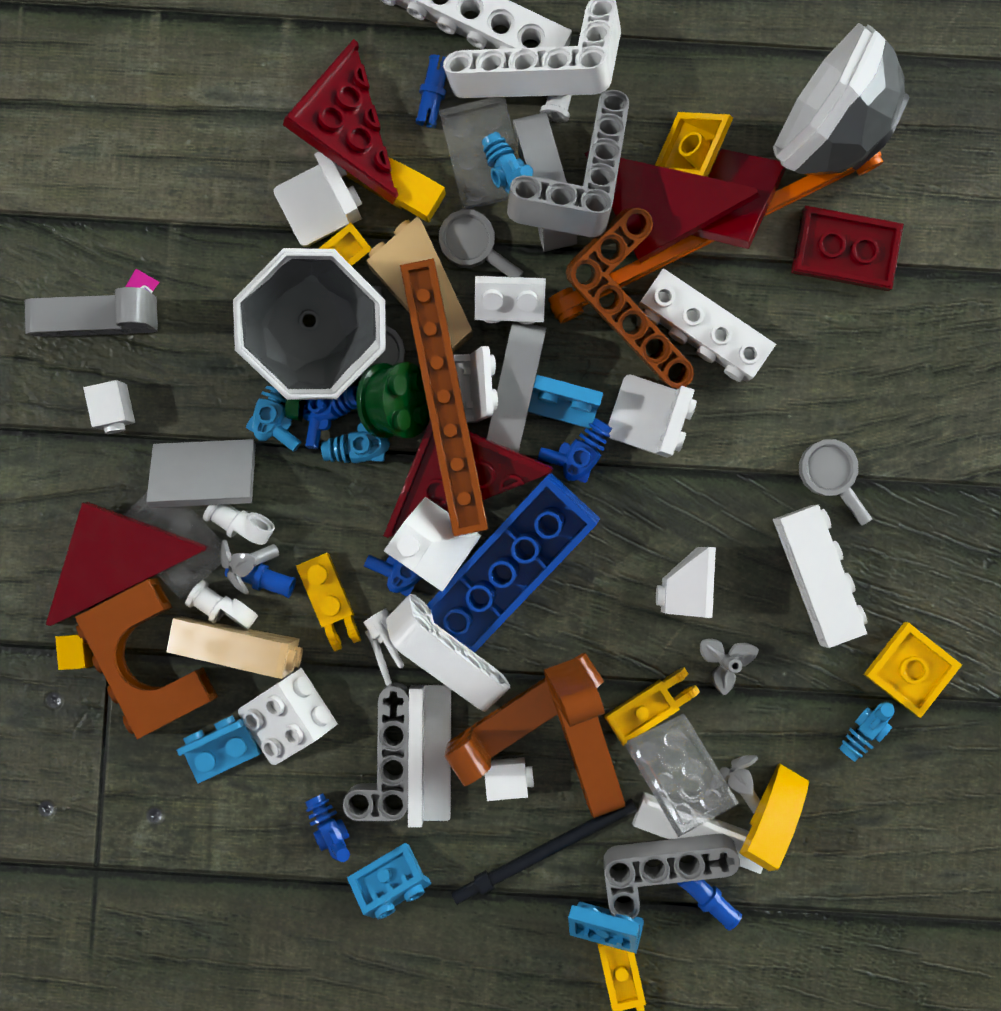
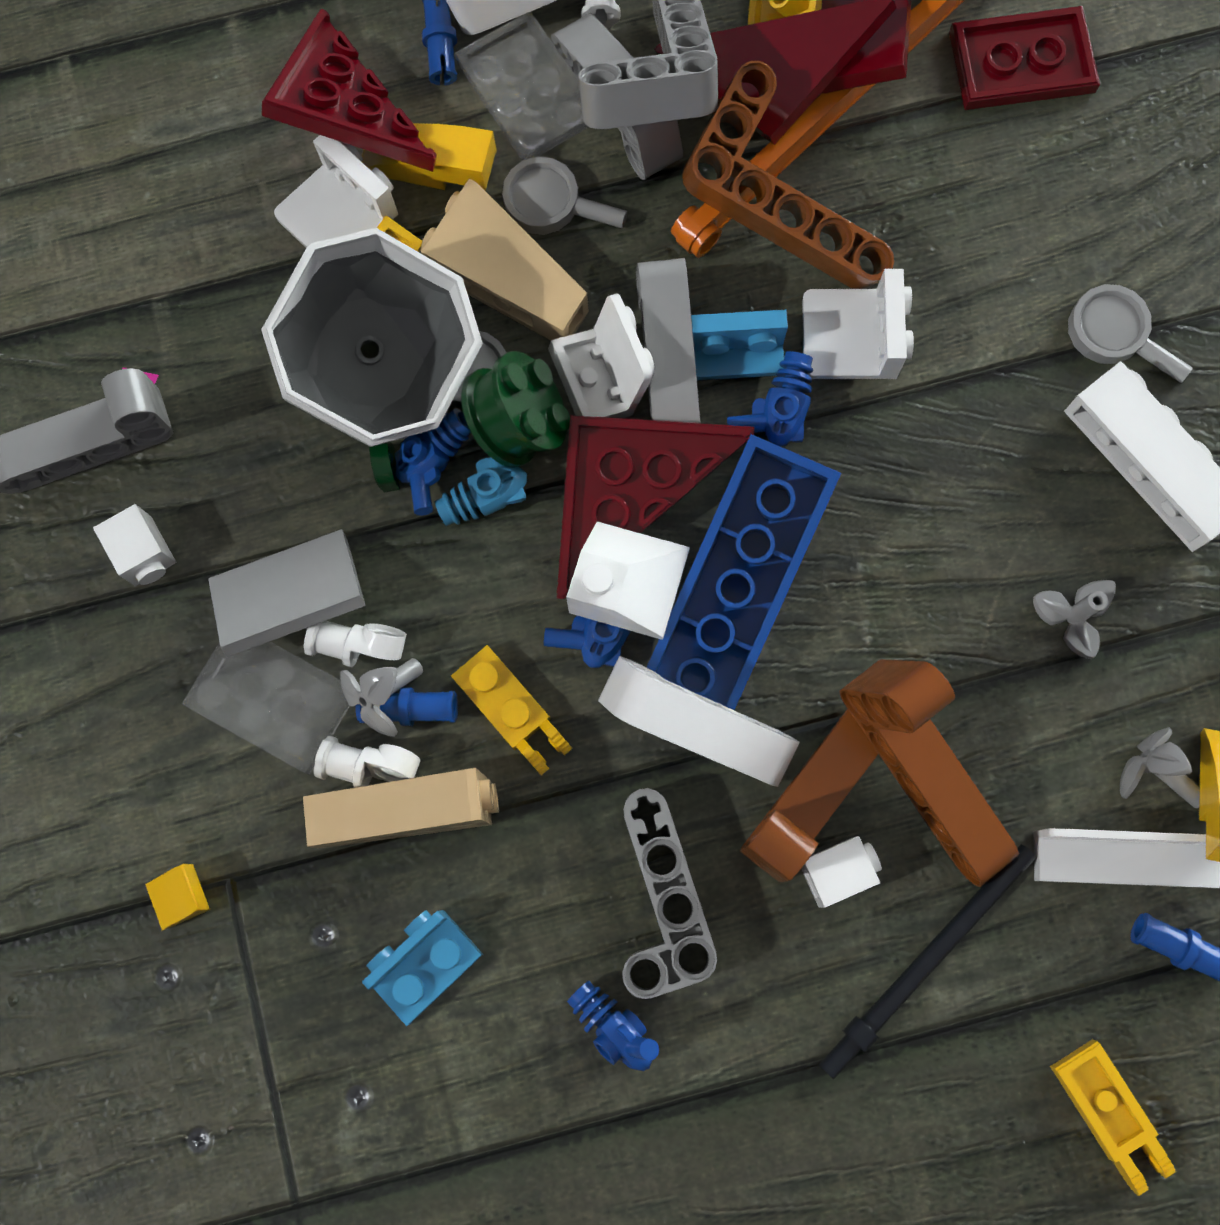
camera: 10 degrees left, 10 degrees down
(107, 631) = (216, 848): dark orange arch -> none
(110, 556) = (191, 744): dark red tile -> none
(270, 420) = (356, 490): dark azure piece -> none
(287, 717) = (503, 888): white bracket -> none
(378, 631) = (598, 723): white plant -> none
(388, 882) = (725, 1079): dark azure bracket -> none
(427, 767) = (721, 876): white panel -> none
(444, 398) = (583, 385): dark orange plate -> none
(504, 163) = (556, 81): dark azure piece -> none
(509, 299) = (623, 231): white bracket -> none
(599, 926) = (1059, 1035): dark azure bracket -> none
(649, 707) = (997, 710): yellow hinge -> none
(669, 870) = (1114, 922): light grey beam -> none
(681, 774) = (1081, 779): clear plate -> none
(689, 585) = (995, 524): white slope -> none
(706, 327) = (891, 198): white brick -> none

